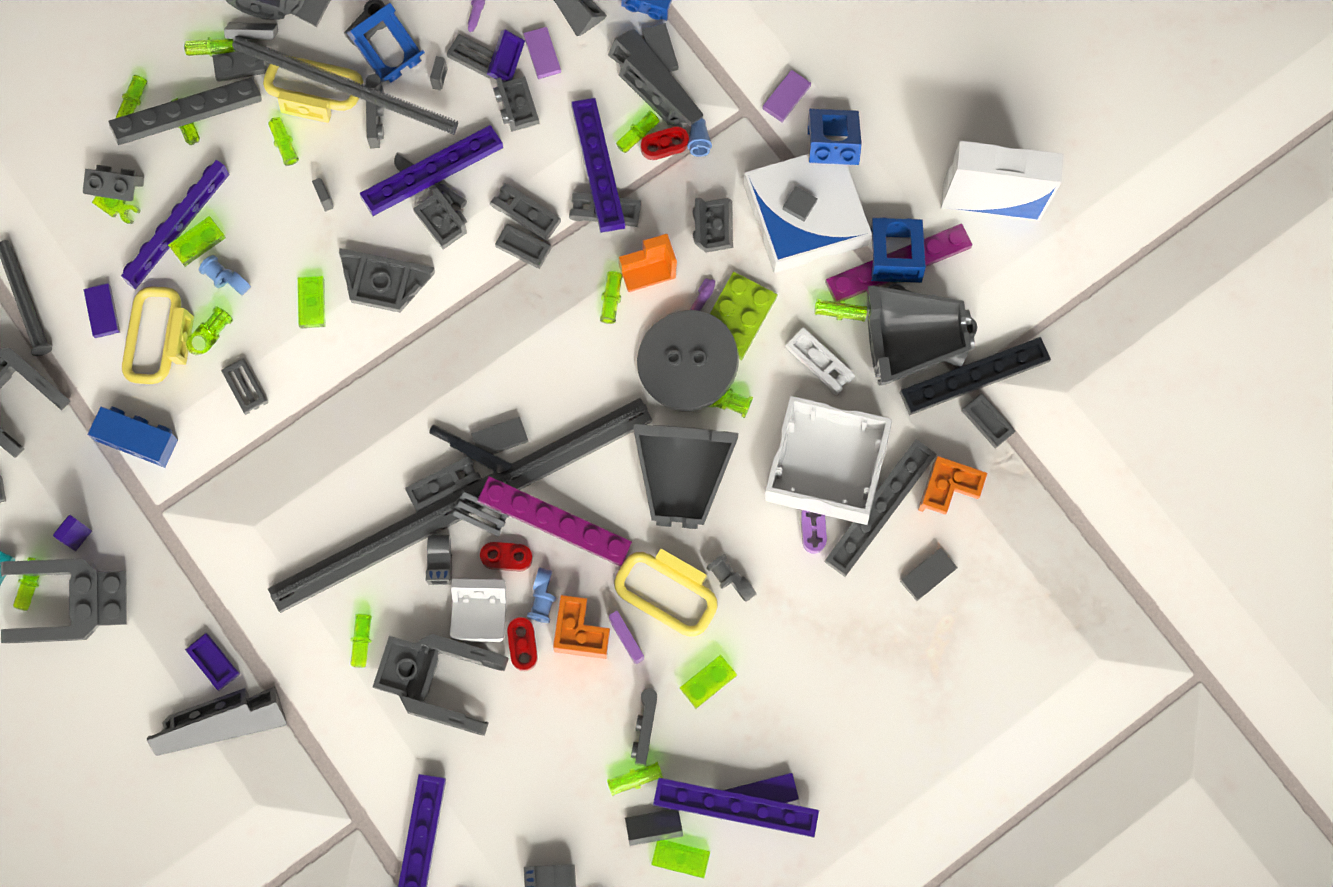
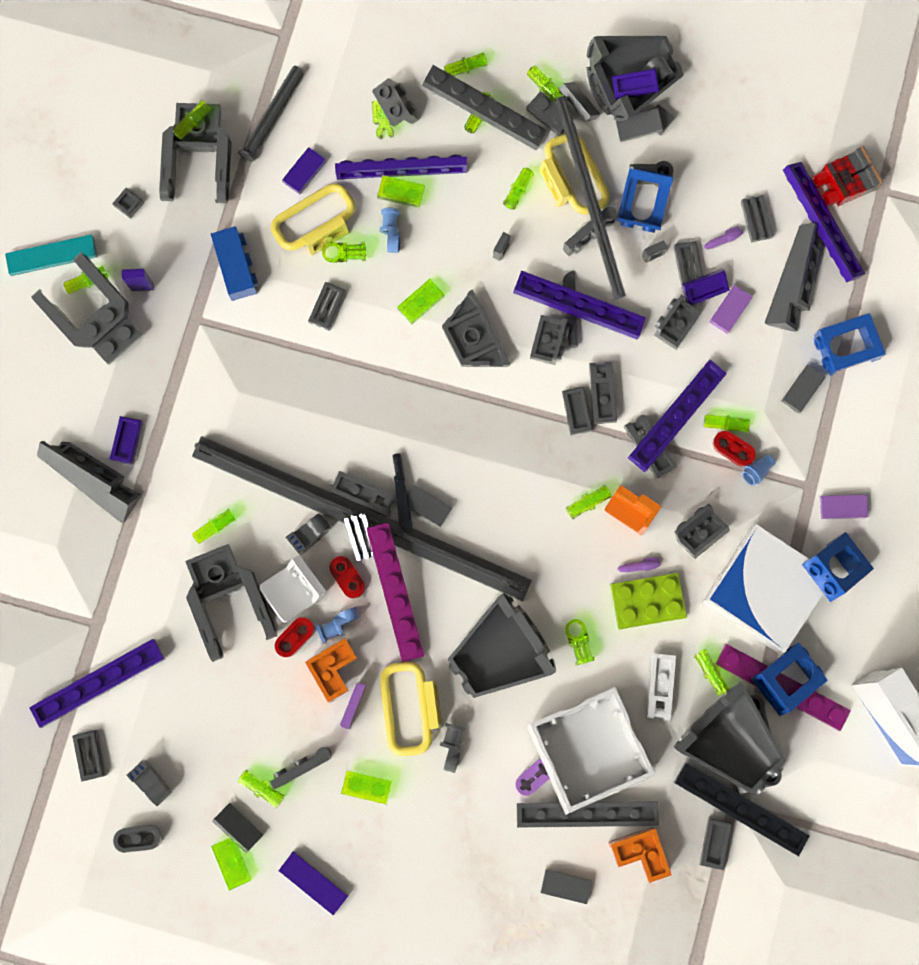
camera: 55 degrees right, 5 degrees up
(652, 80) = (774, 403): dark grey wedge -> none
(688, 360) = (585, 592): dark grey plate -> none
(736, 807) = (292, 876): dark purple plate -> none
(800, 204) = (764, 582): dark grey tile -> none

